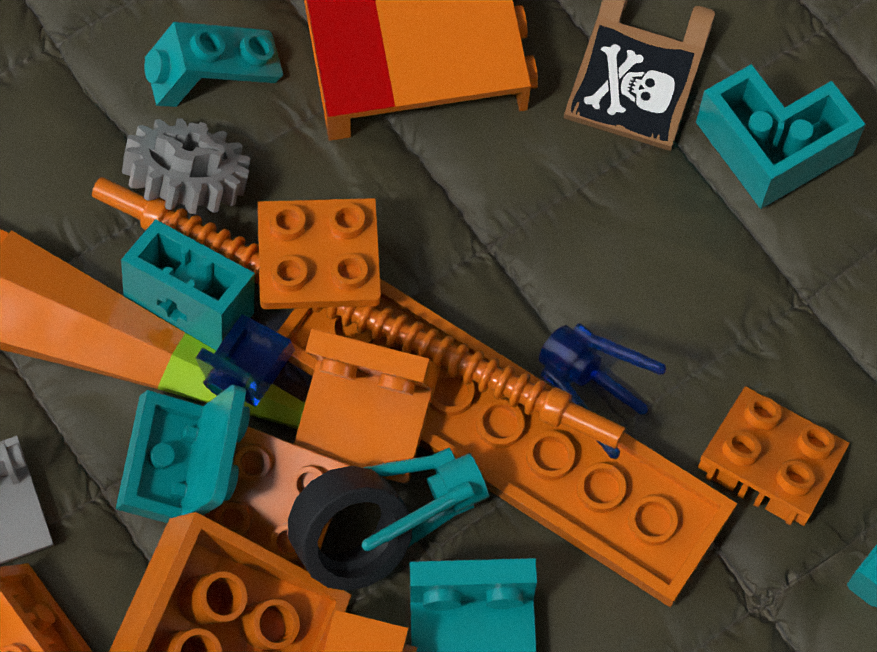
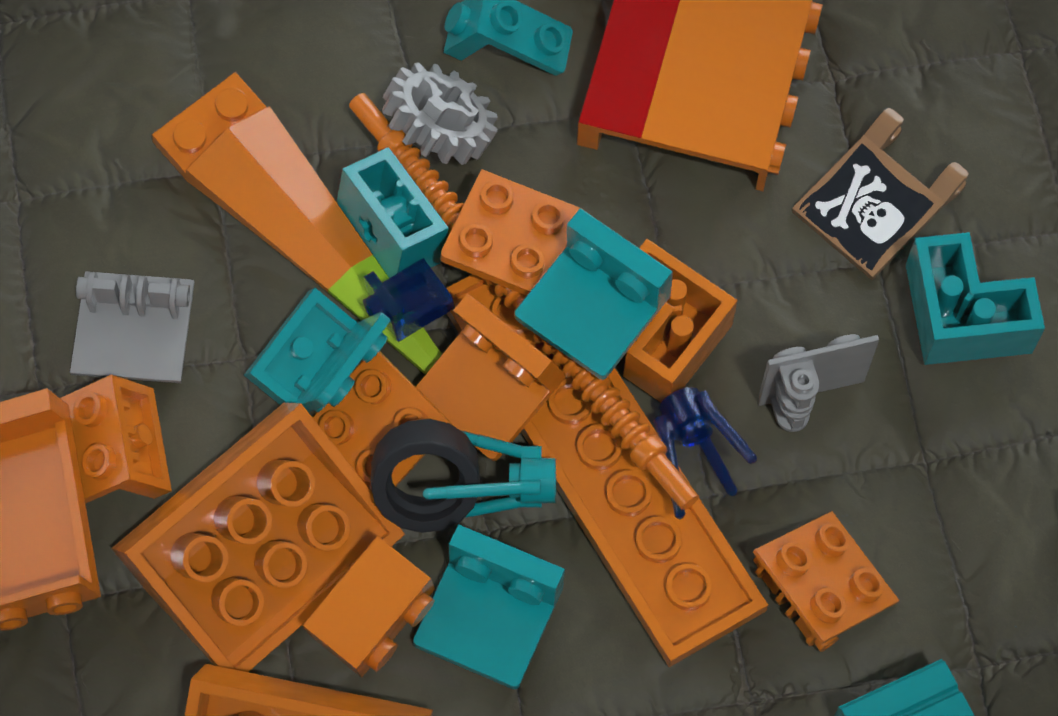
camera: 25 degrees right, 0 degrees up
(436, 276) = (596, 296): none -> teal bracket
(516, 259) = (681, 331): none -> orange brick
(663, 271) = (798, 375): none -> light grey hinge

